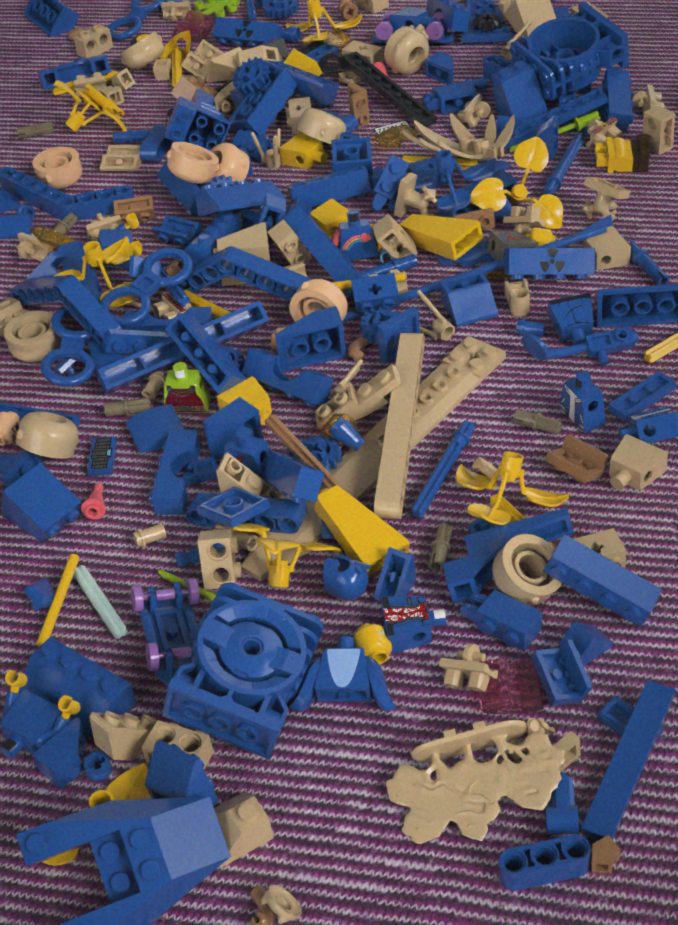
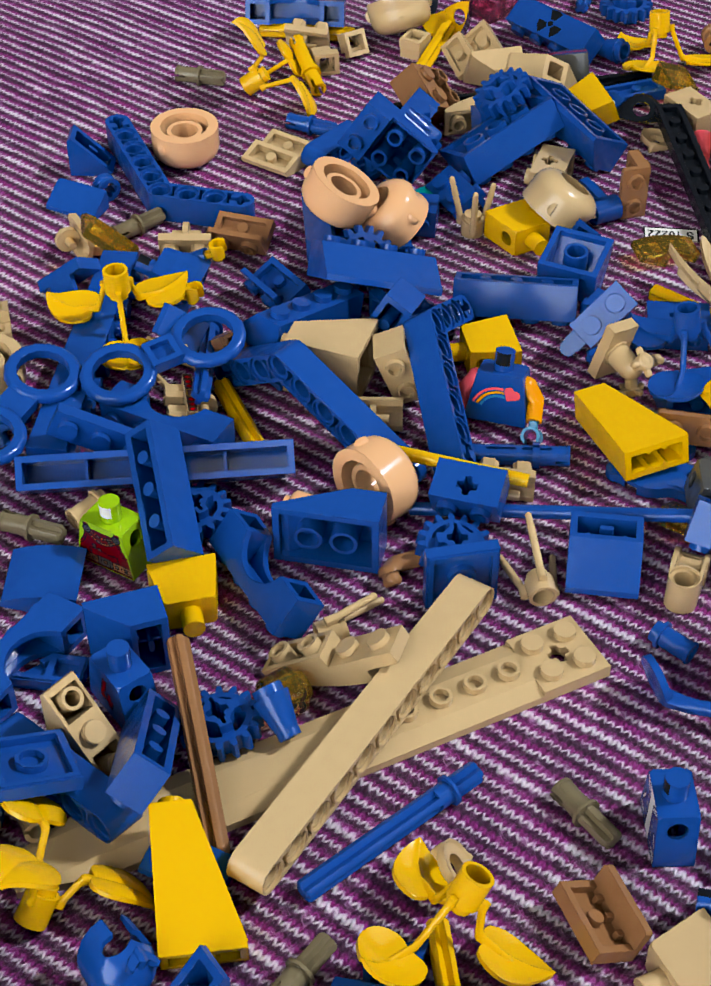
camera: 20 degrees right, 0 degrees up
(74, 297) = (43, 325): blue beam -> none
(394, 238) = (552, 412): tan brick -> none

